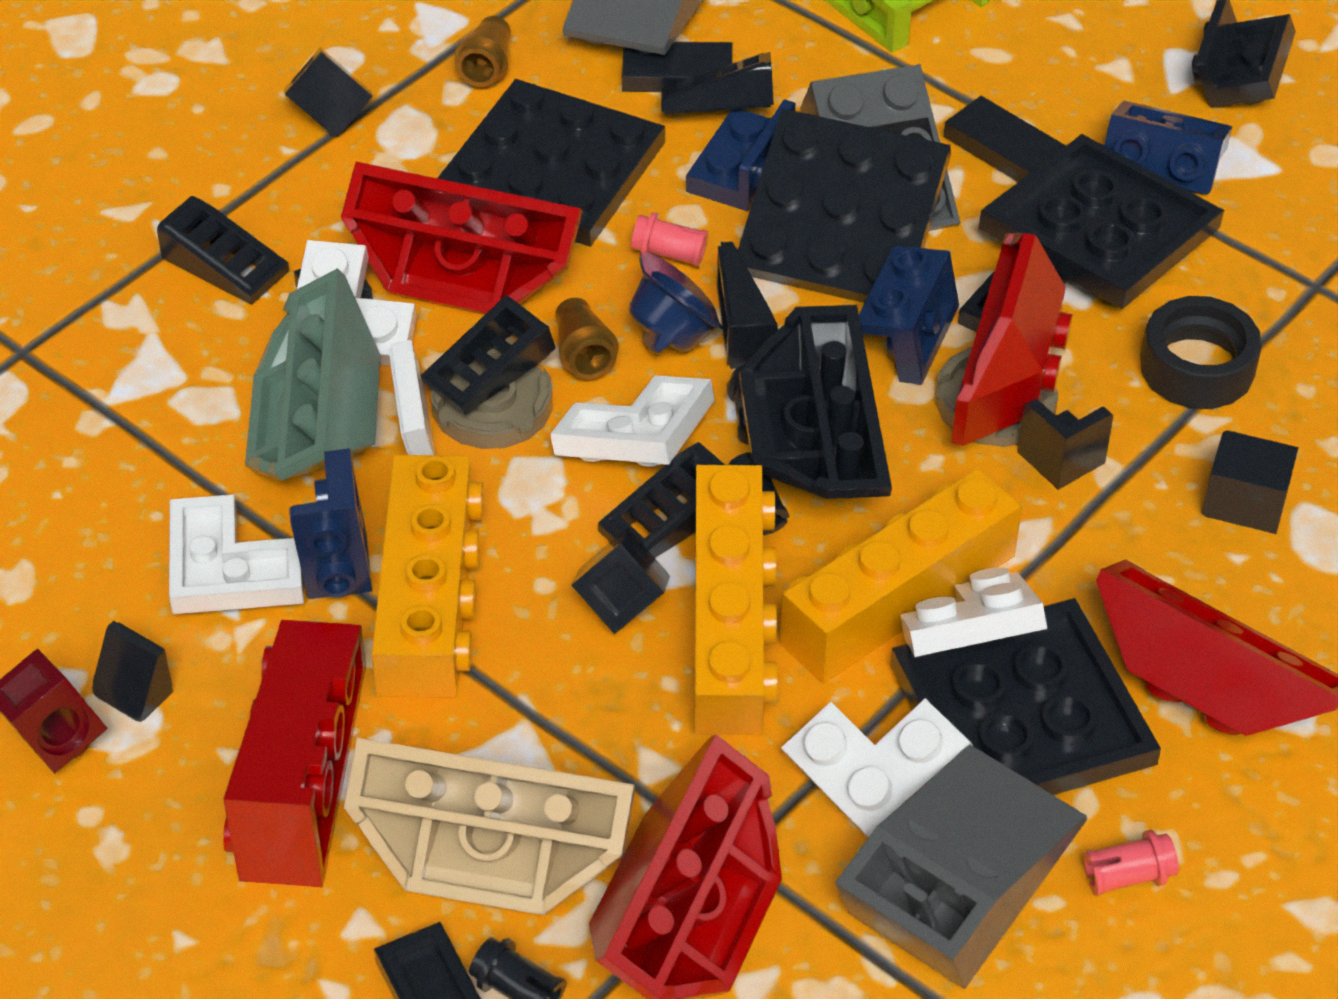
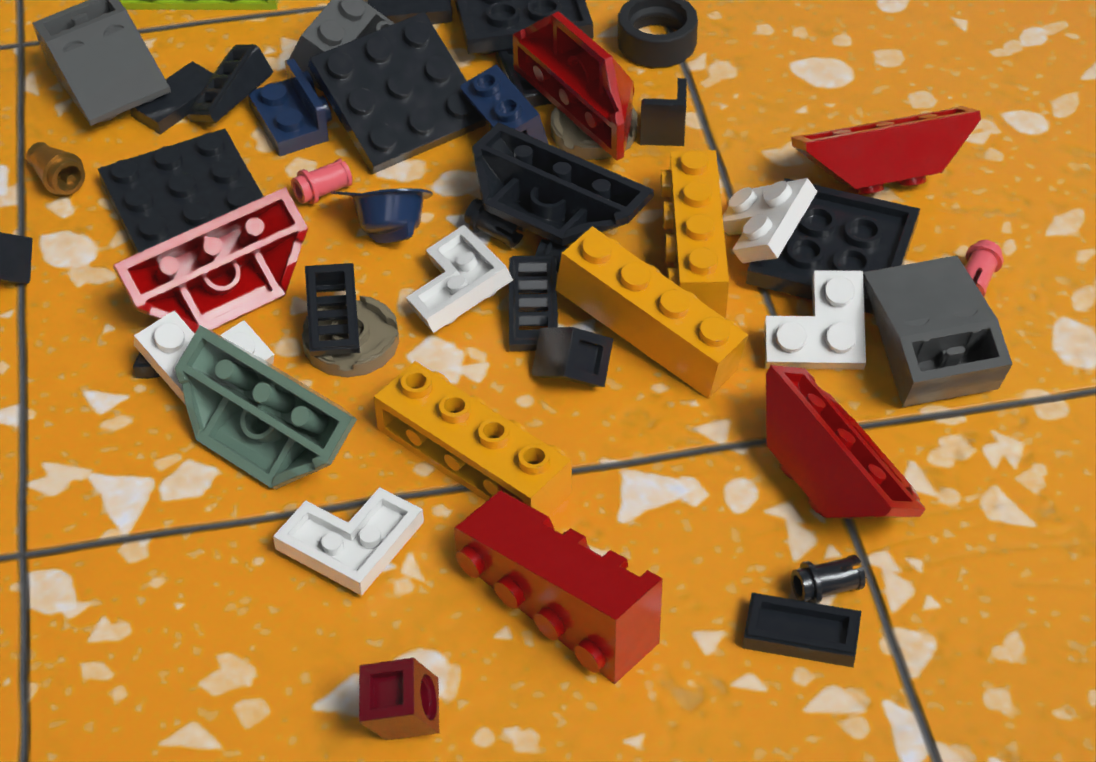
camera: 50 degrees left, 0 degrees up
(131, 673) = (397, 635): black slope -> none
(197, 224) = (41, 392): black slope -> none
(333, 533) = (408, 452): dark blue bracket -> none
(411, 399) = (327, 371): white tile -> none
(485, 825) = (716, 518): tan wedge -> none
(585, 342) = (371, 262): pearl gold cone -> none
(742, 308) = (441, 179): black slope -> none
(1249, 481) = (777, 65): black panel -> none

